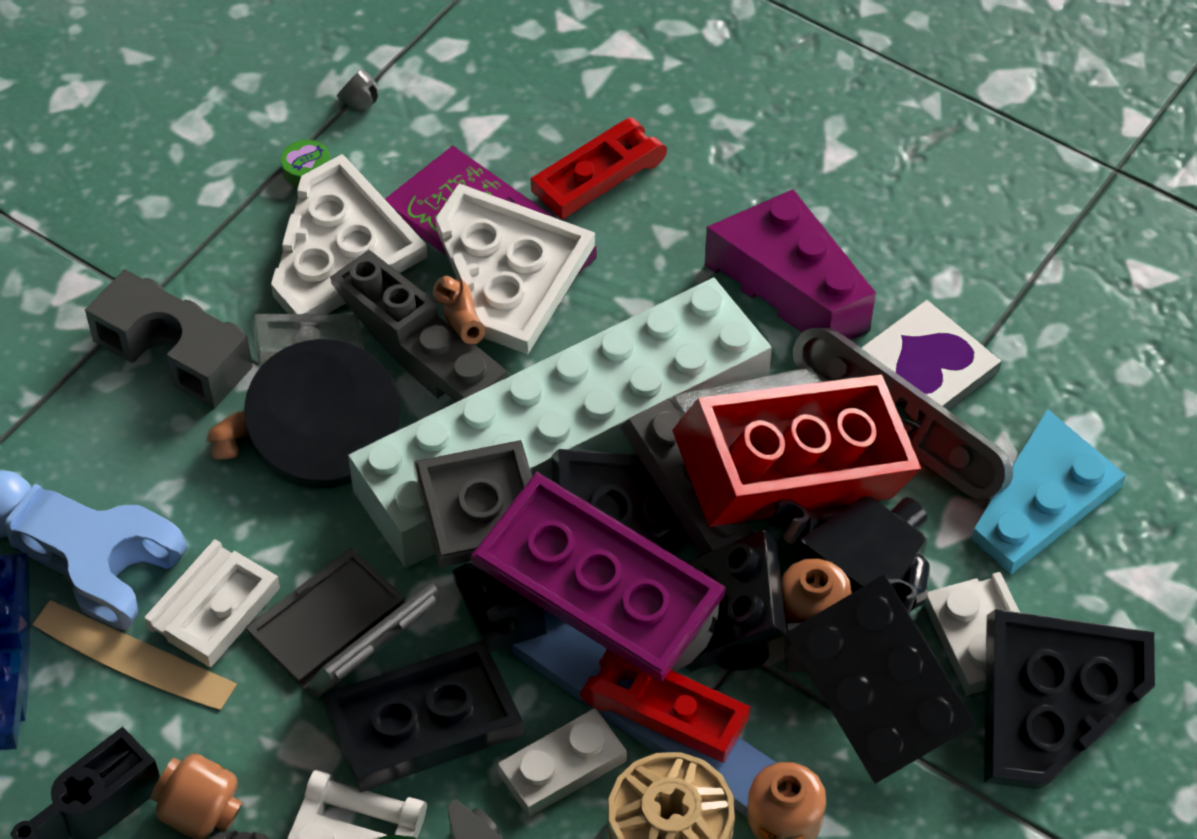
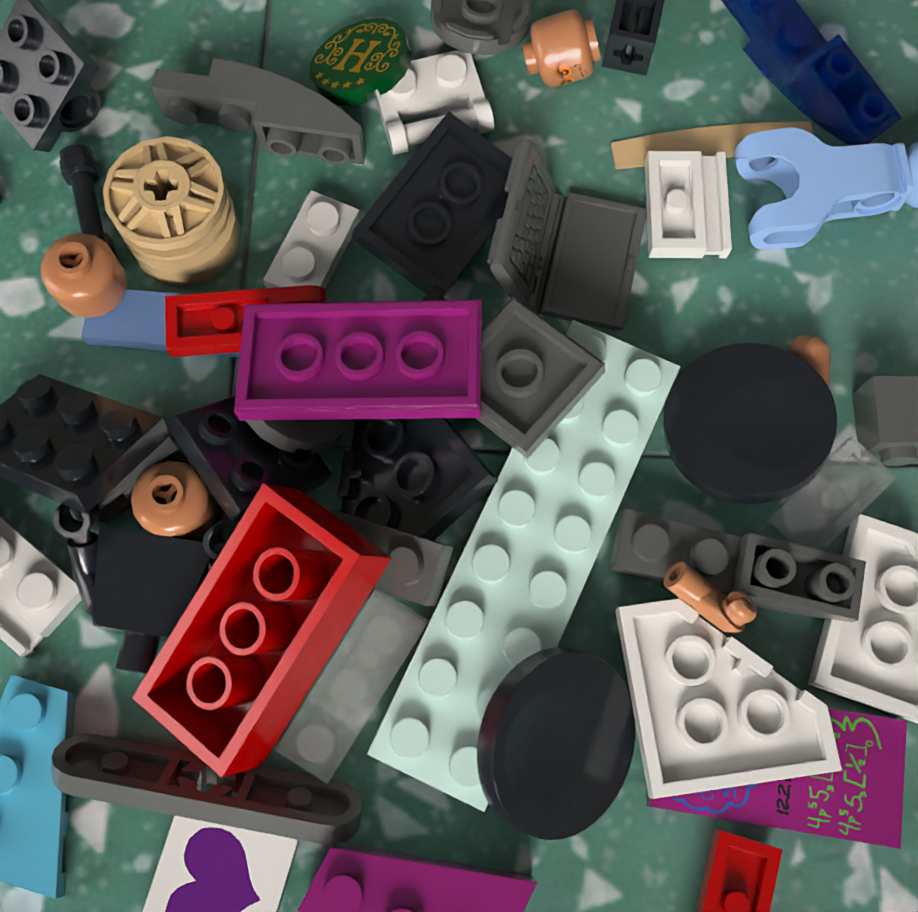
camera: 145 degrees right, 20 degrees up
(633, 291) = (556, 743): none -> black piece

